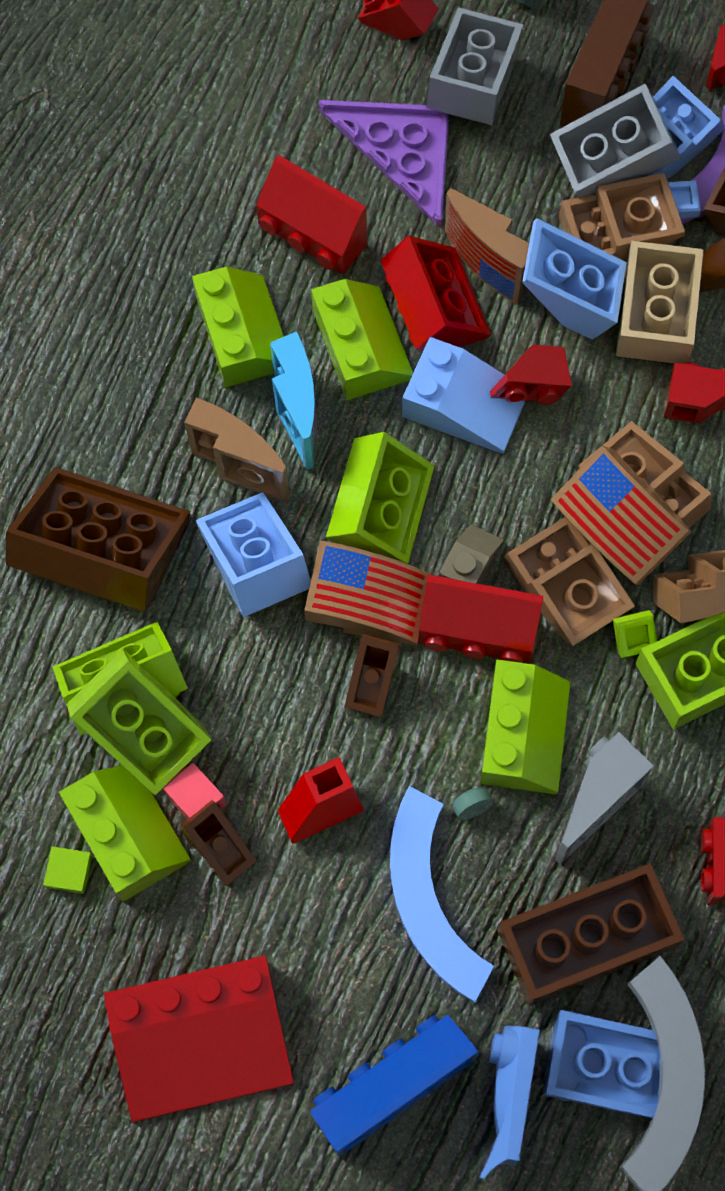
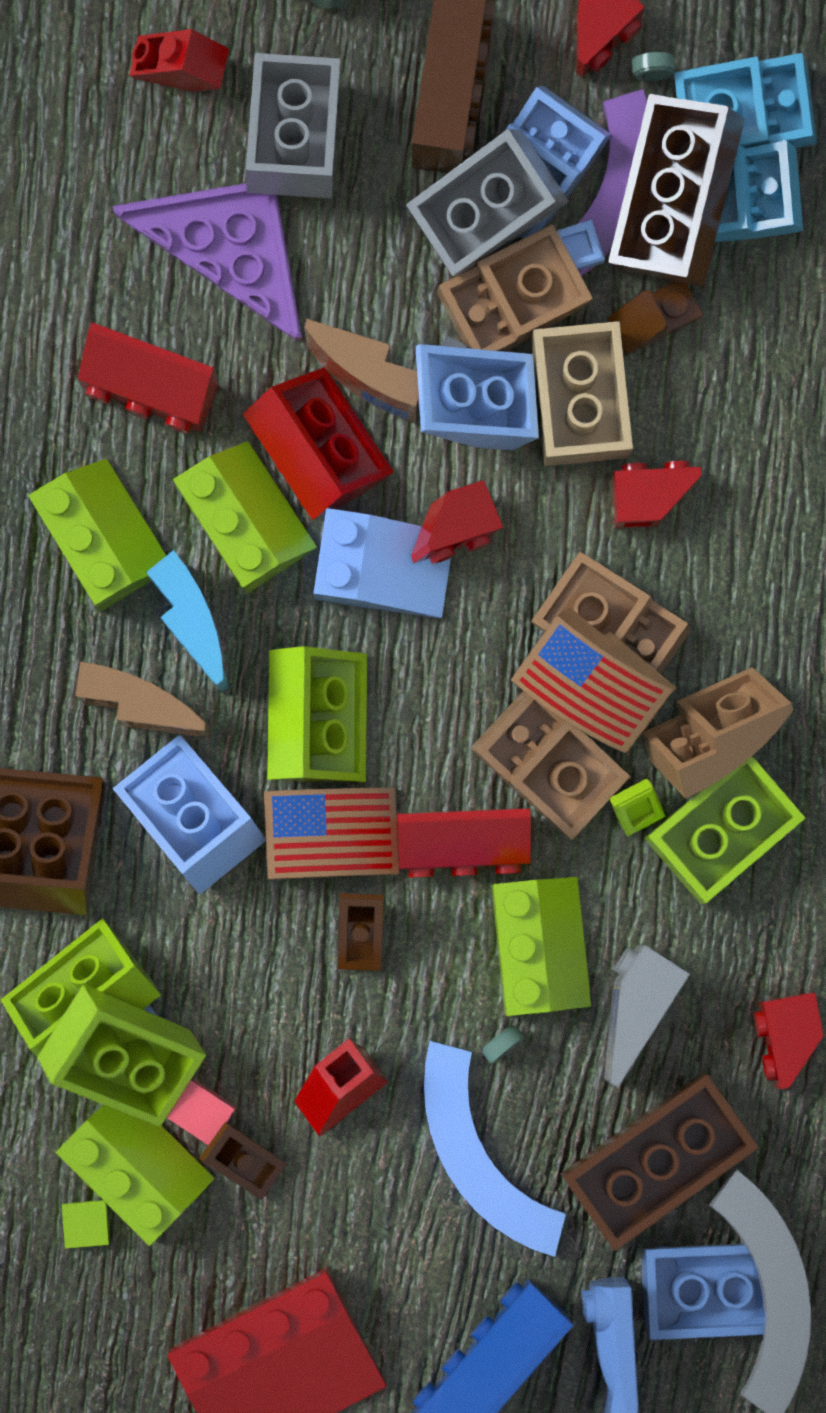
camera: 20 degrees left, 15 degrees up
(472, 556) = (436, 764): dark tan slope -> none

